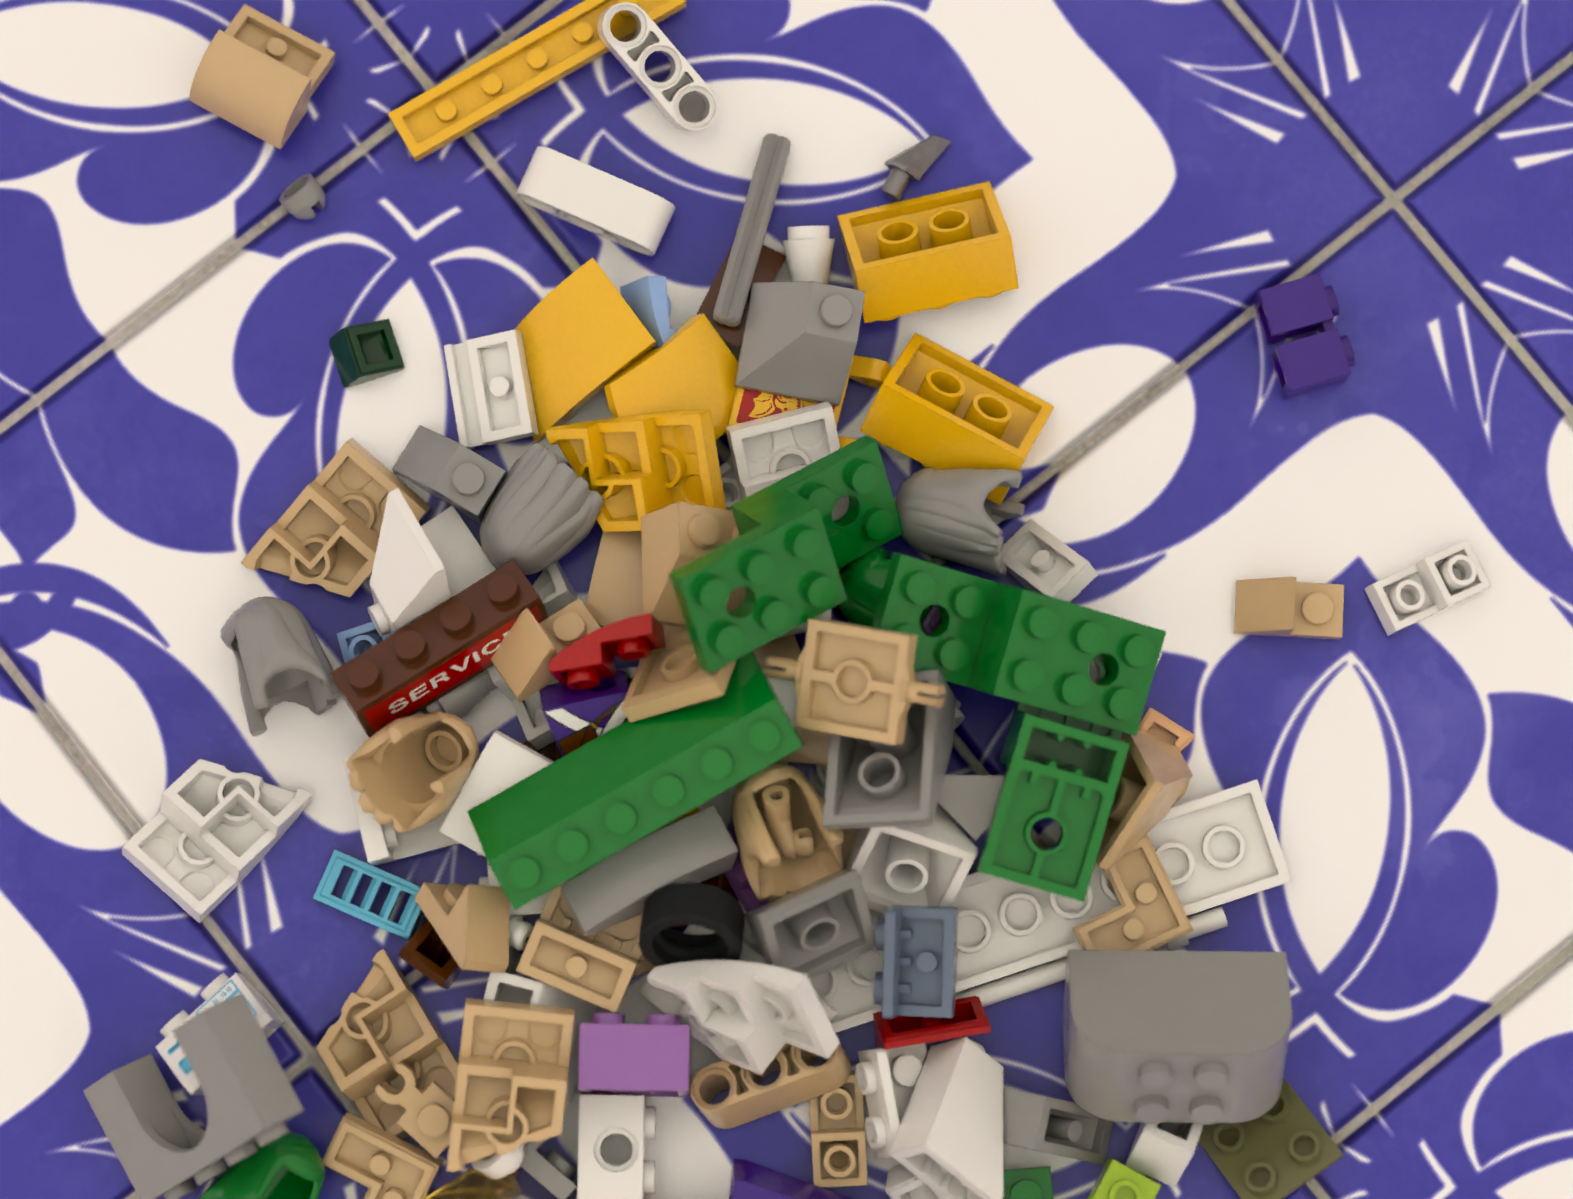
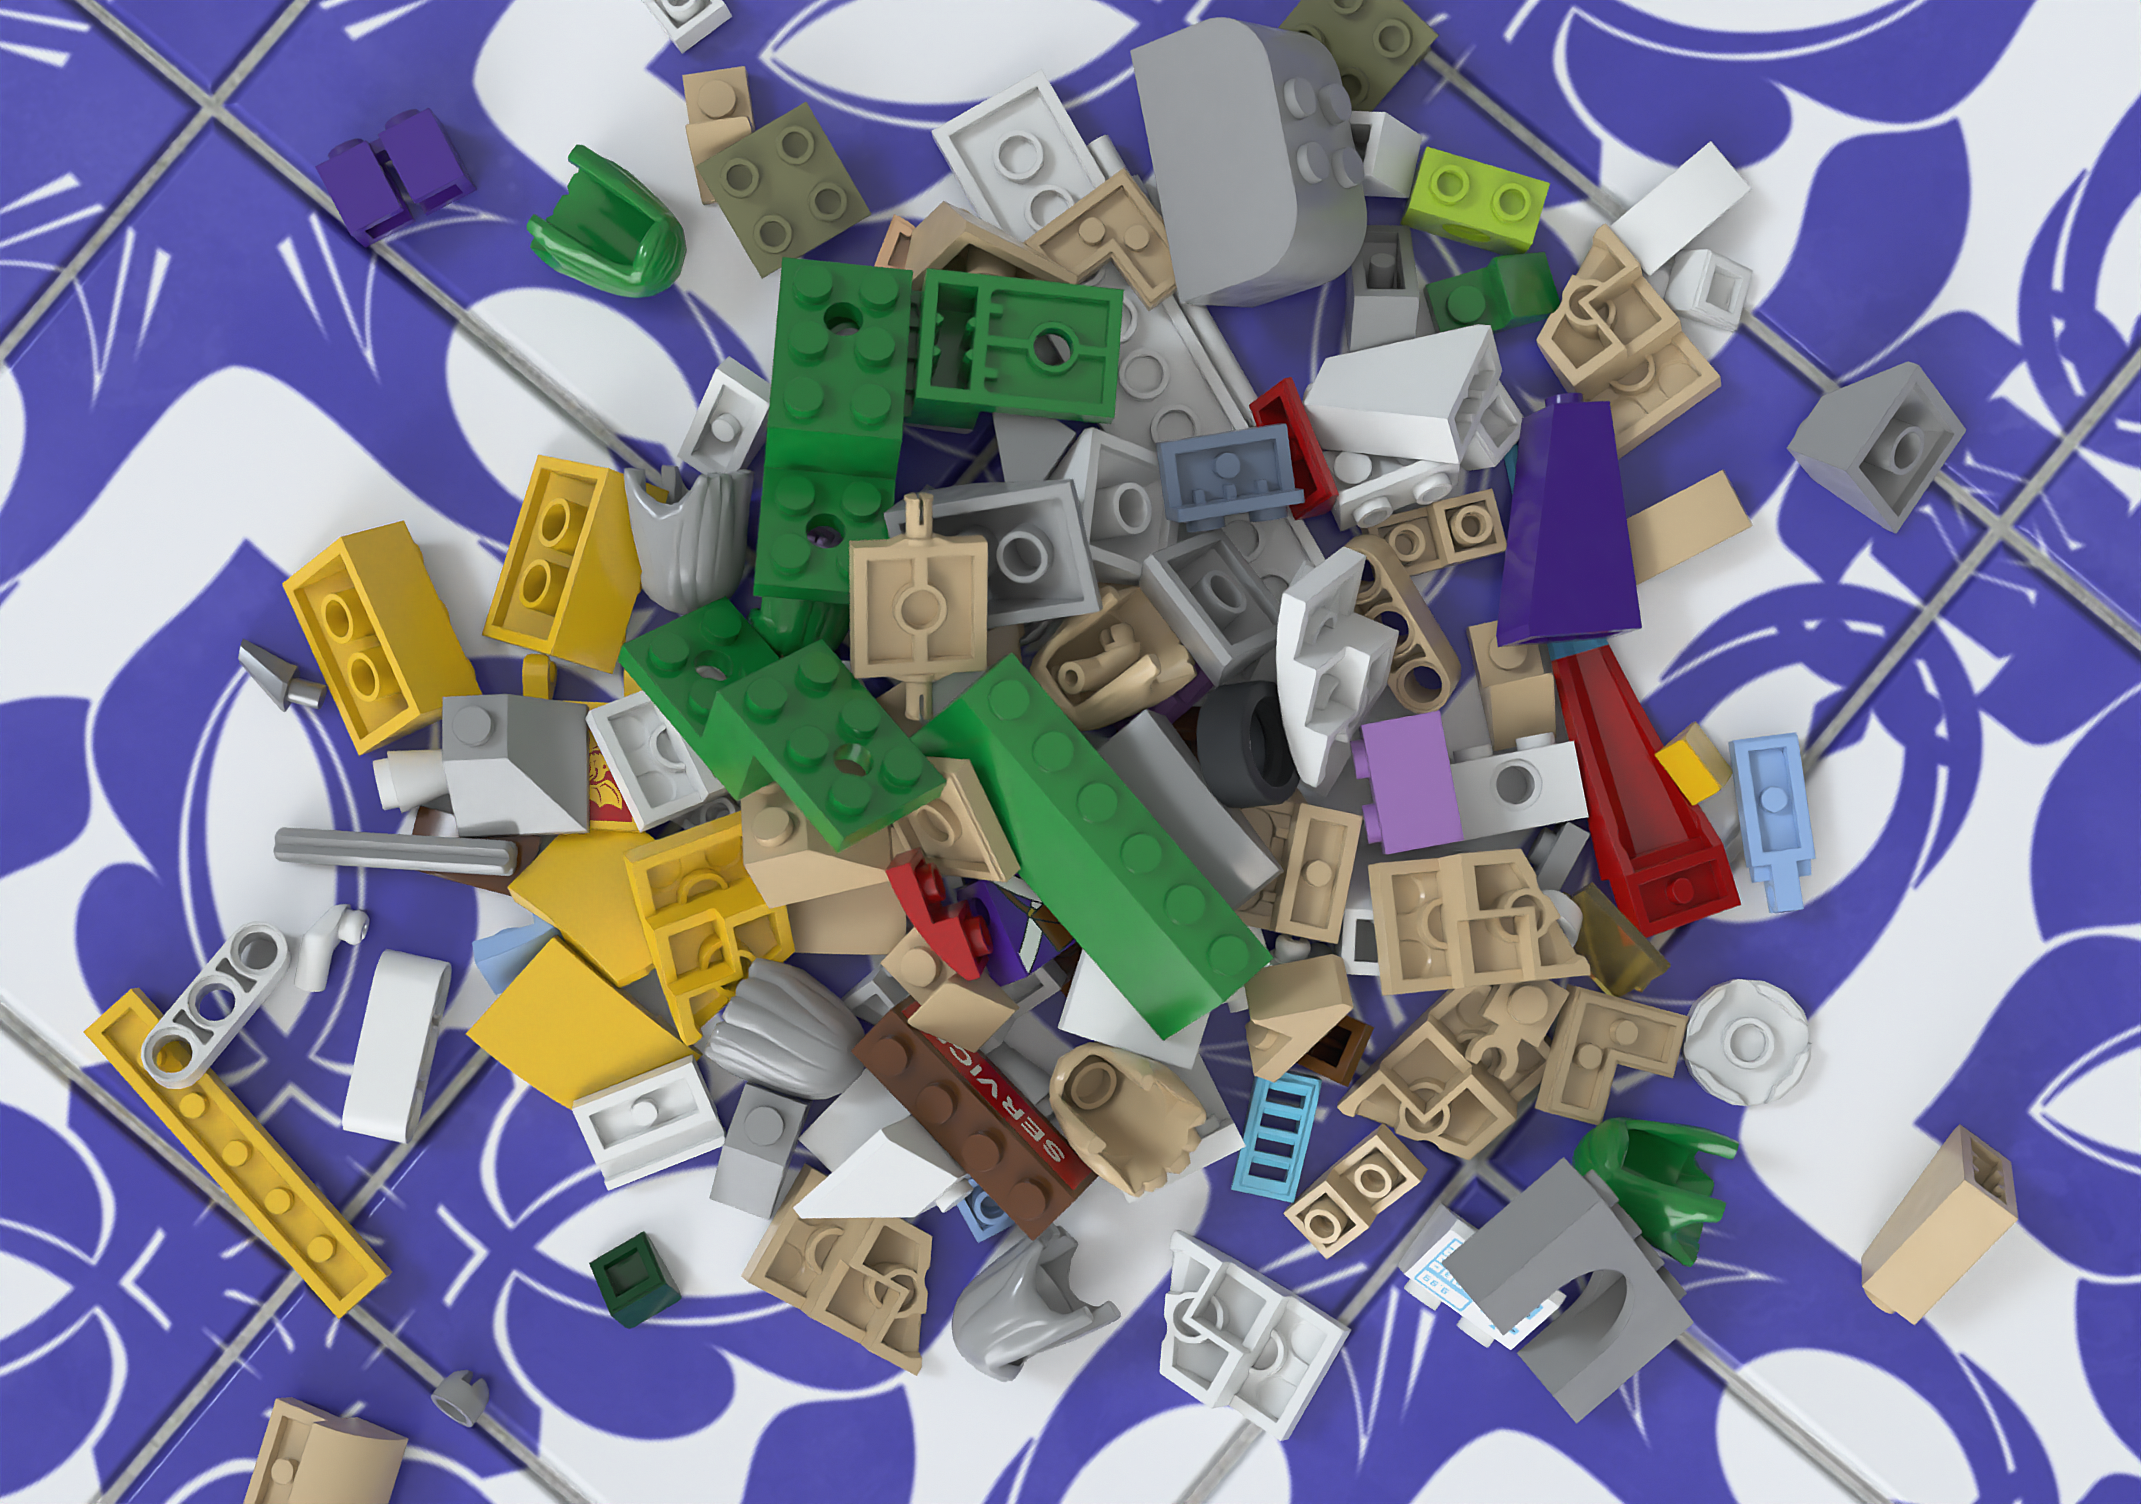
camera: 100 degrees left, 5 degrees up
(311, 950) = (1355, 1191): none -> tan slope
(693, 157) = (321, 940): none -> white arm
(697, 1168) = (1512, 688): none -> tan slope
(1221, 500) = (610, 231): none -> green hair
(1229, 647) = (783, 189): none -> olive hinge

